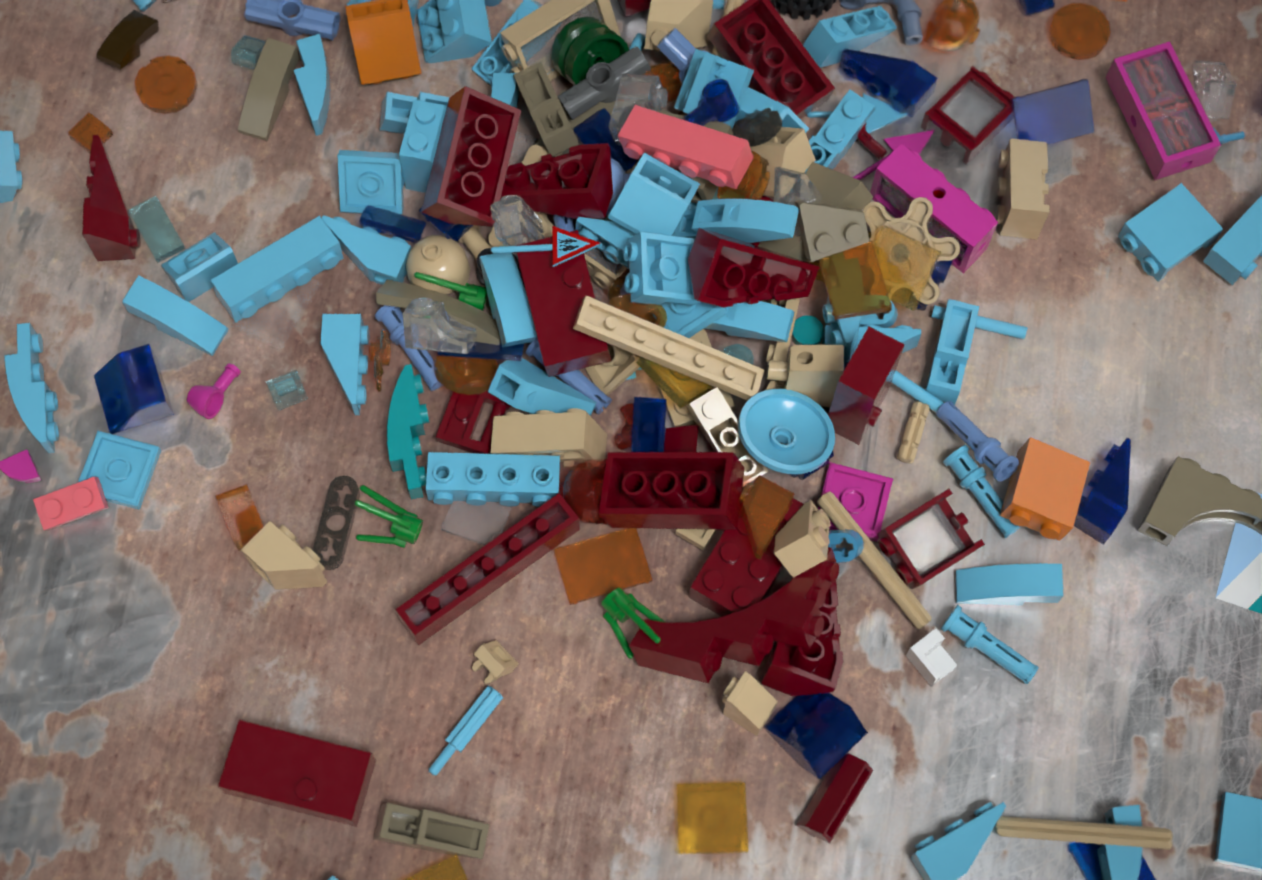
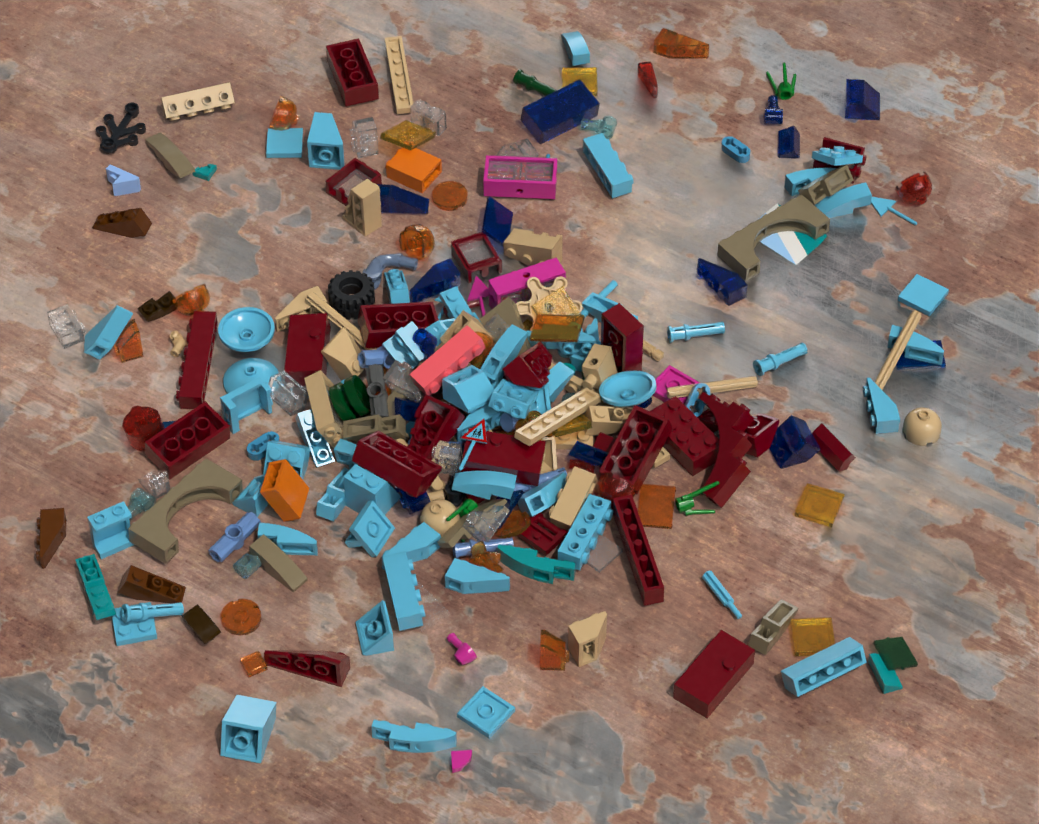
camera: 65 degrees left, 20 degrees down
(70, 503) = (498, 737): coral plate -> none
(132, 389) = (442, 684): clear blue slope -> none
(156, 229) = (348, 646): clear light blue tile -> none
(174, 315) = (402, 653): medium azure slope -> none
(287, 390) = (478, 613): clear light blue brick -> none
(333, 497) = (566, 608): clear smoke beam -> none
(393, 224) = (401, 530): clear blue slope -> none
(404, 525) = (590, 584): green plant -> none
(495, 659) = (690, 566): tan tile -> none
(748, 703) = (766, 464): tan slope -> none
(758, 126) = (453, 328): clear smoke gear -> none
(764, 511) = (672, 408): clear orange slope -> none
(803, 540) = (694, 400): tan slope -> none
(830, 229) = (528, 320): dark tan wing -> none
(927, 541) = (711, 361): window -> none
(931, 658) = (775, 387): white panel -> none
(985, 449) = (676, 316): medium blue pin -> none
(1009, 584) = (752, 337): medium azure slope -> none
(1045, 489) = (709, 302): orange brick -> none
(1169, 232) = (591, 202): medium azure panel -> none

